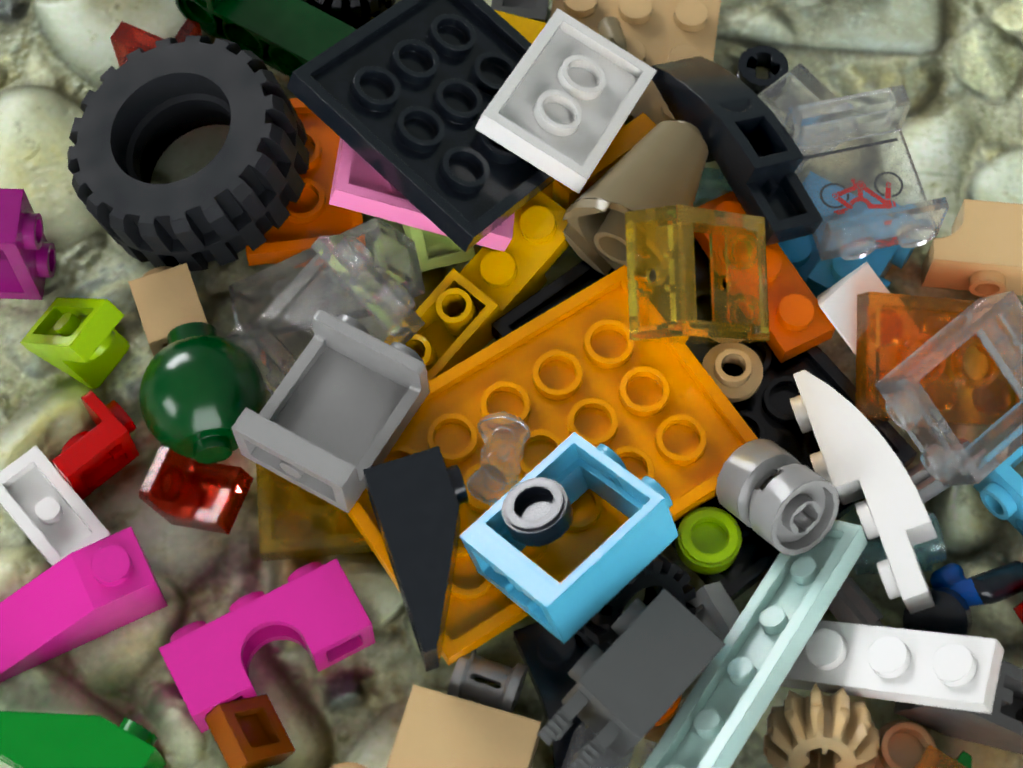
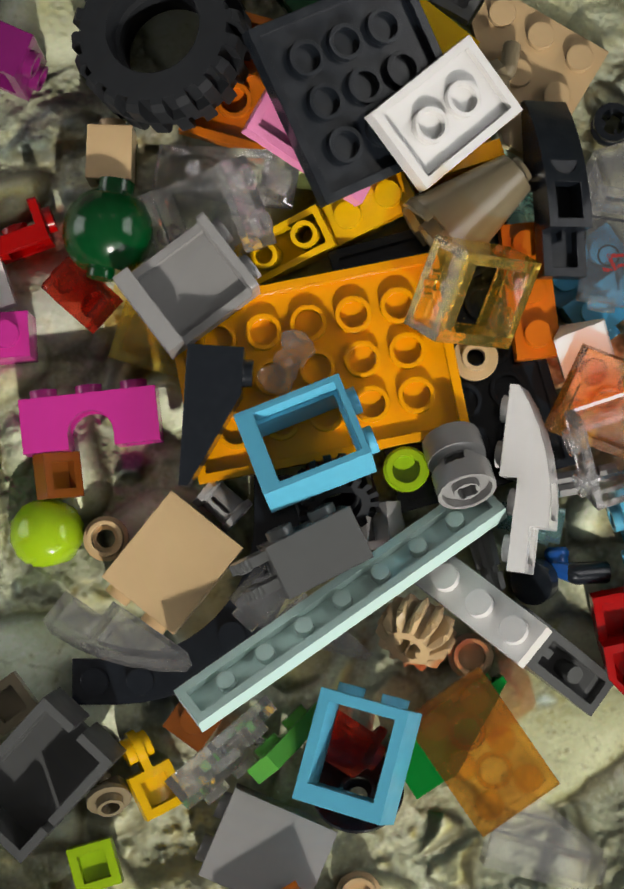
camera: 20 degrees right, 20 degrees up
(79, 338) = (40, 145): lime slope -> none
(537, 511) = (287, 423): tile -> none

